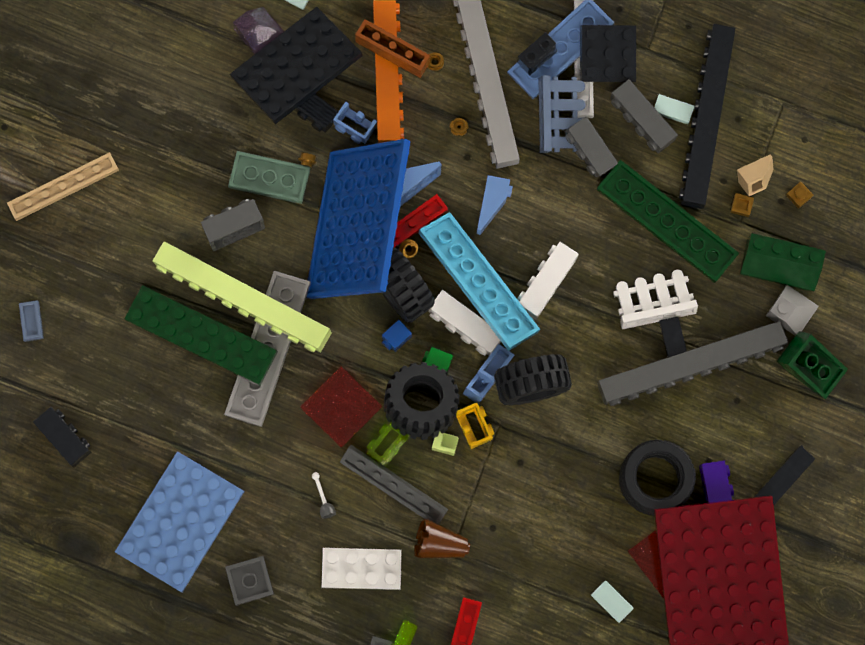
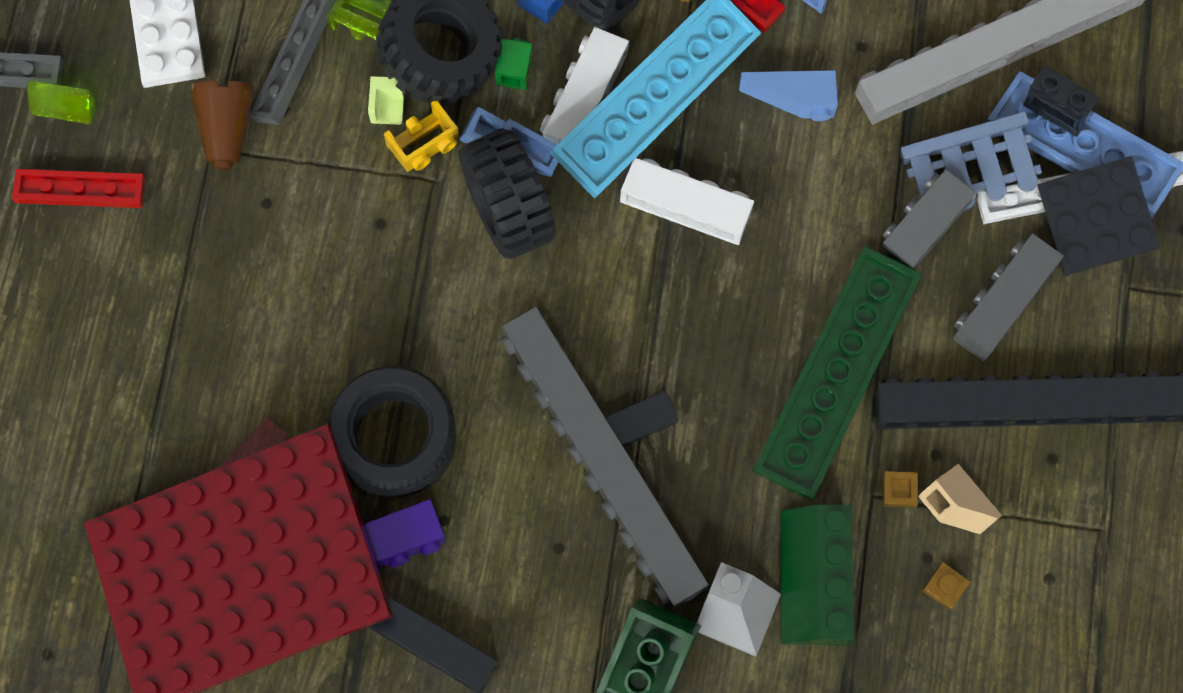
camera: 80 degrees right, 5 degrees down
(459, 122) = (906, 13): pearl gold plate -> none
(612, 601) = (178, 406): light aqua slope -> none
(666, 309) = (684, 399): white fence -> none
(674, 109) = (1036, 345): light aqua tile -> none

